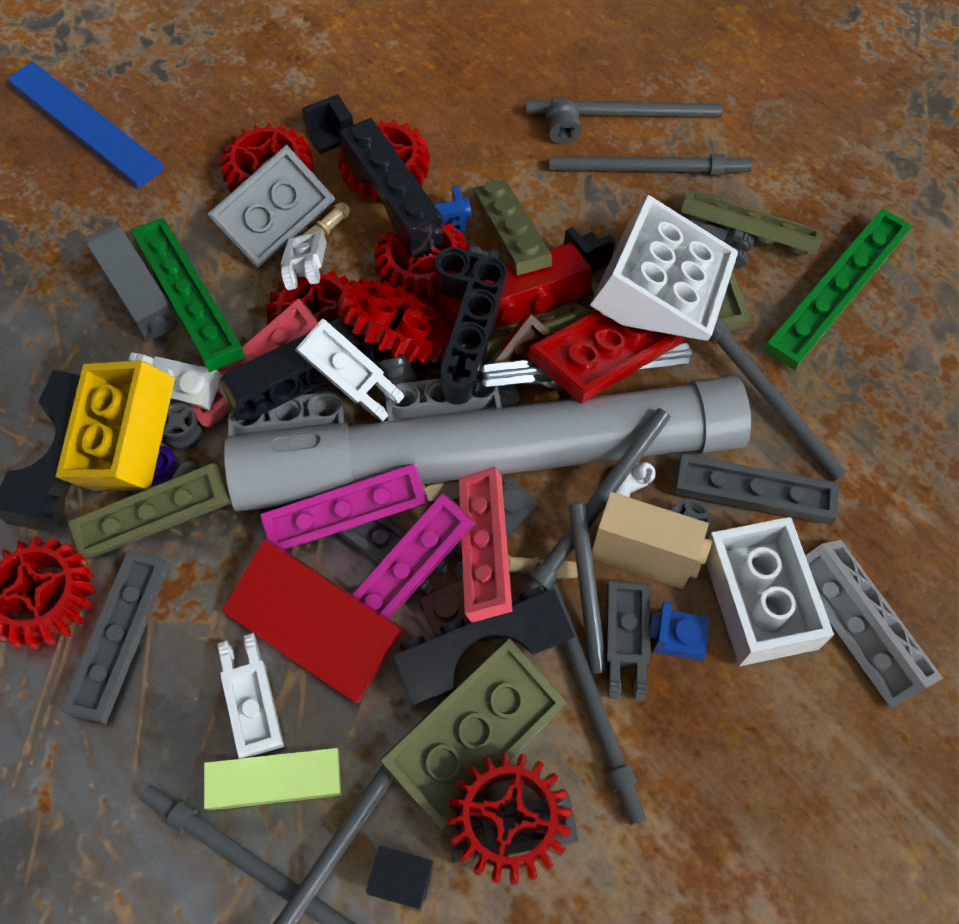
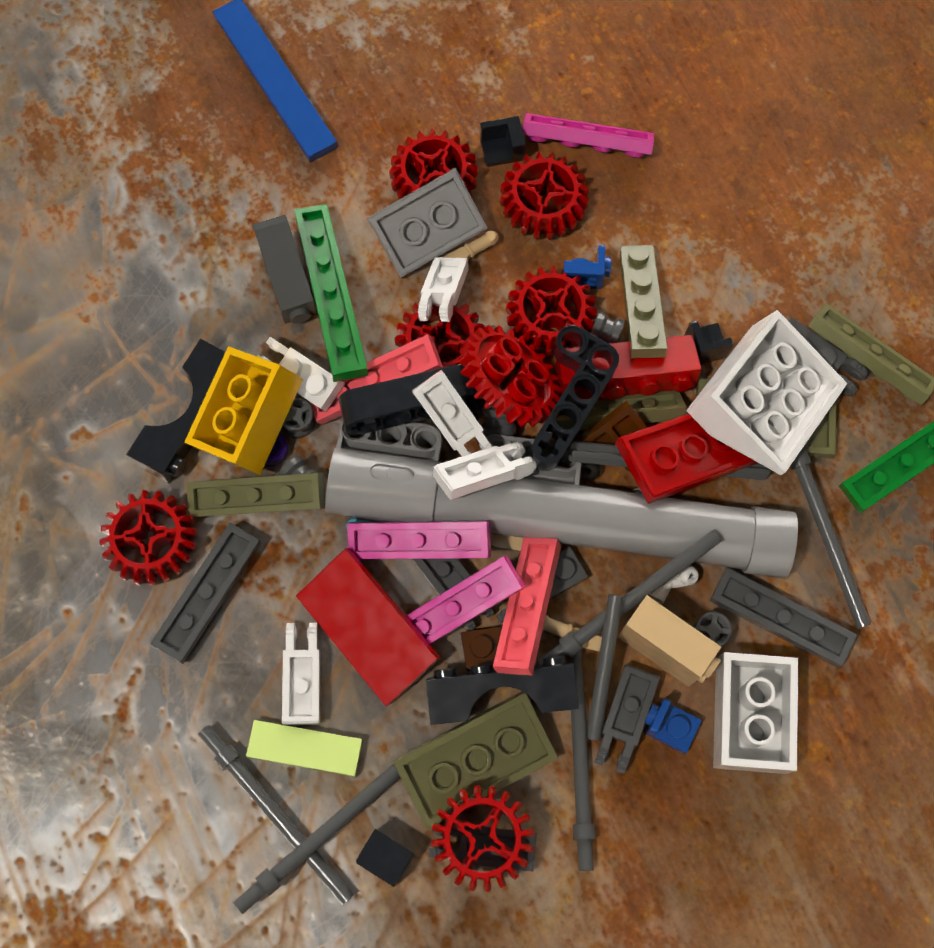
camera: 15 degrees right, 10 degrees up
(394, 412) = (483, 469): none -> white hinge
(409, 208) = (546, 251): black arch -> none
(426, 100) = (601, 137): none -> dark pink plate
(563, 122) = (727, 197): dark grey wheel -> none
(631, 108) = (730, 177): dark grey bar -> none
(716, 164) = (859, 281): dark grey bar -> none
(869, 625) = (832, 763): light grey fence -> none

